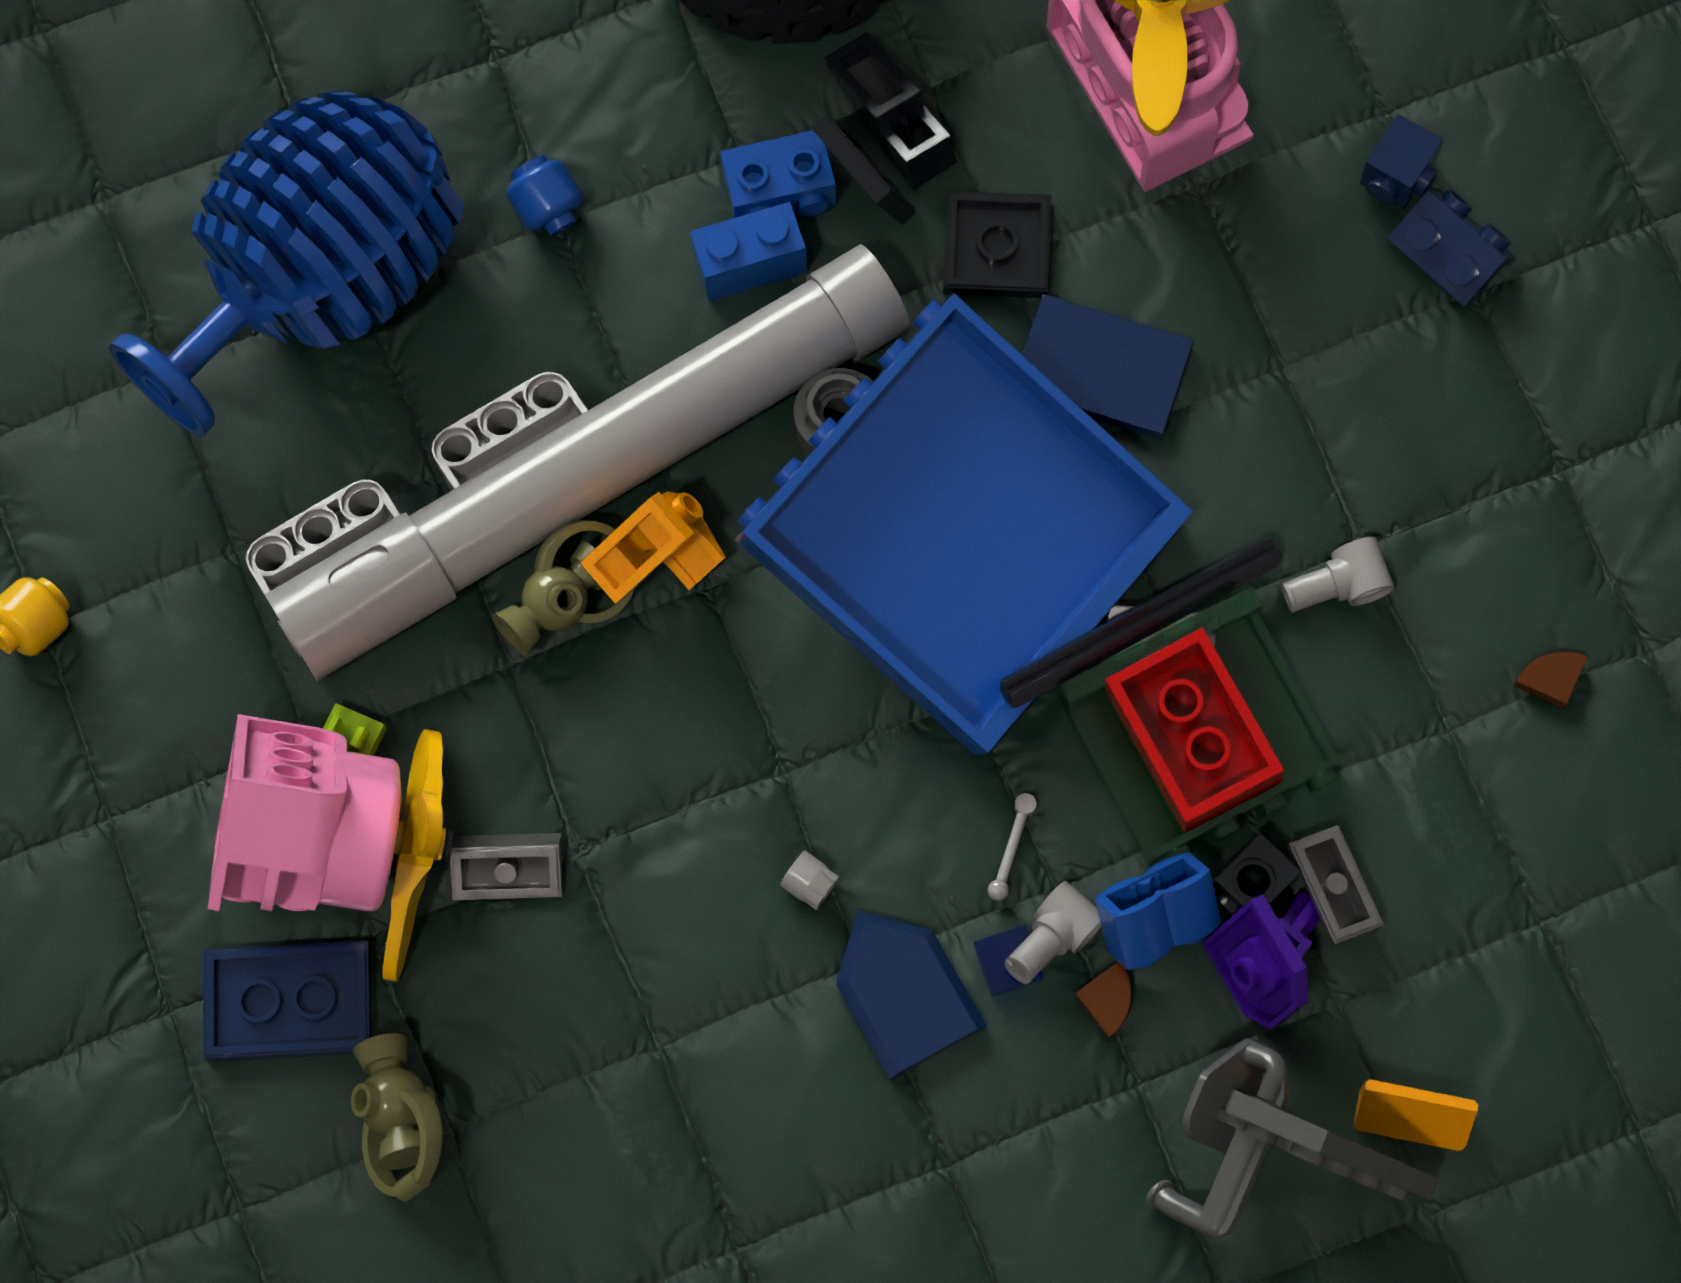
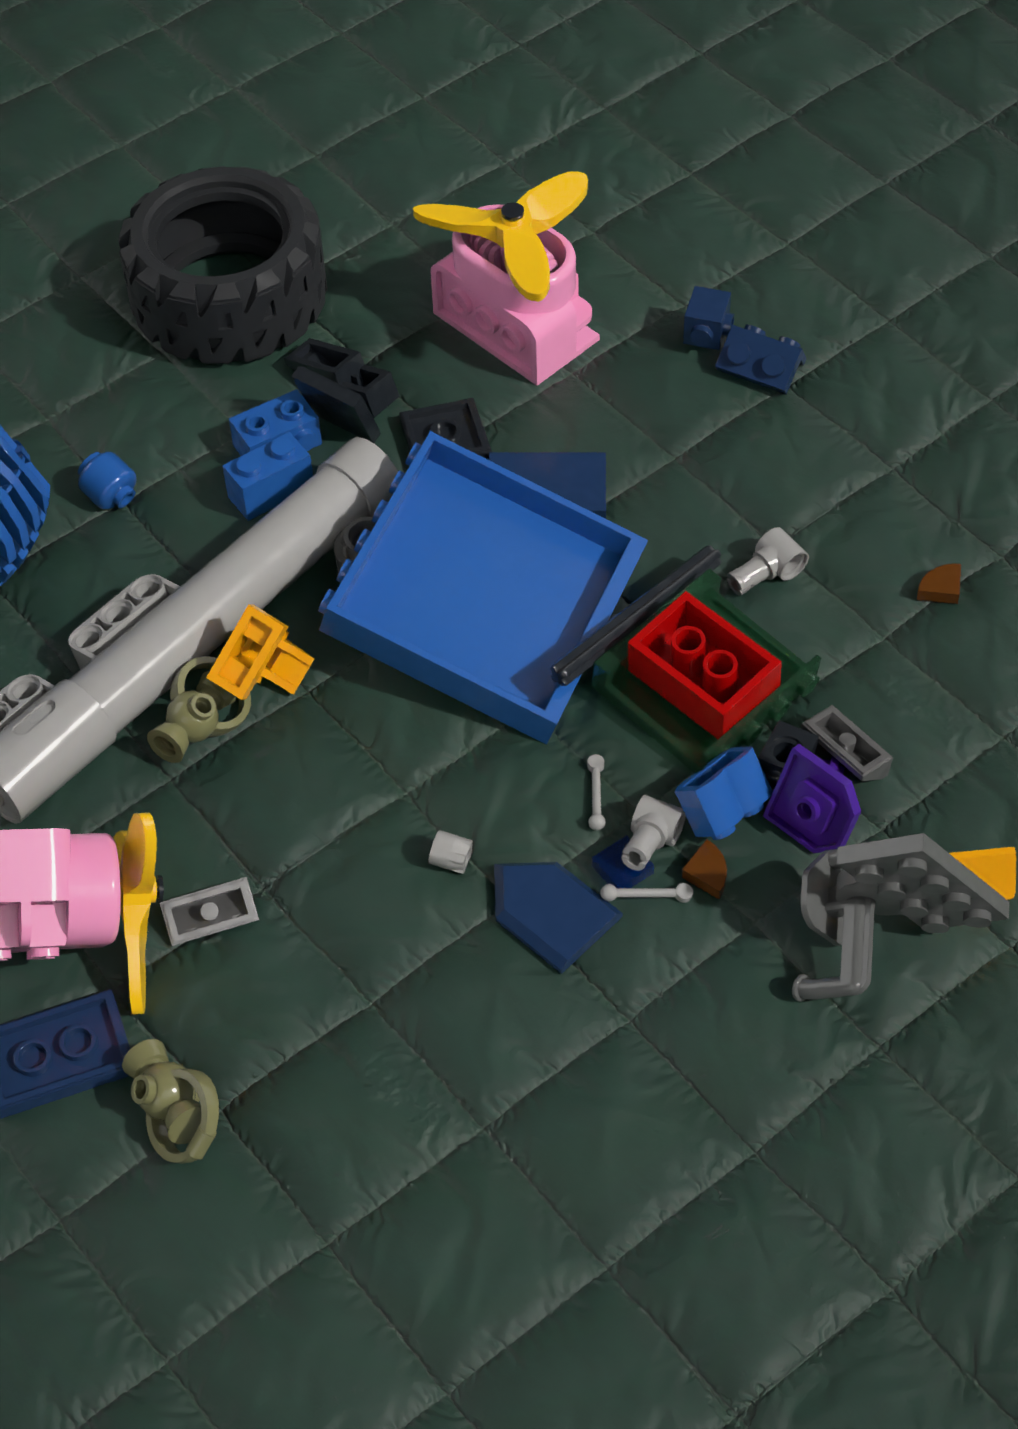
camera: 20 degrees left, 20 degrees down
(1067, 1019) = (682, 892): none -> light grey hinge

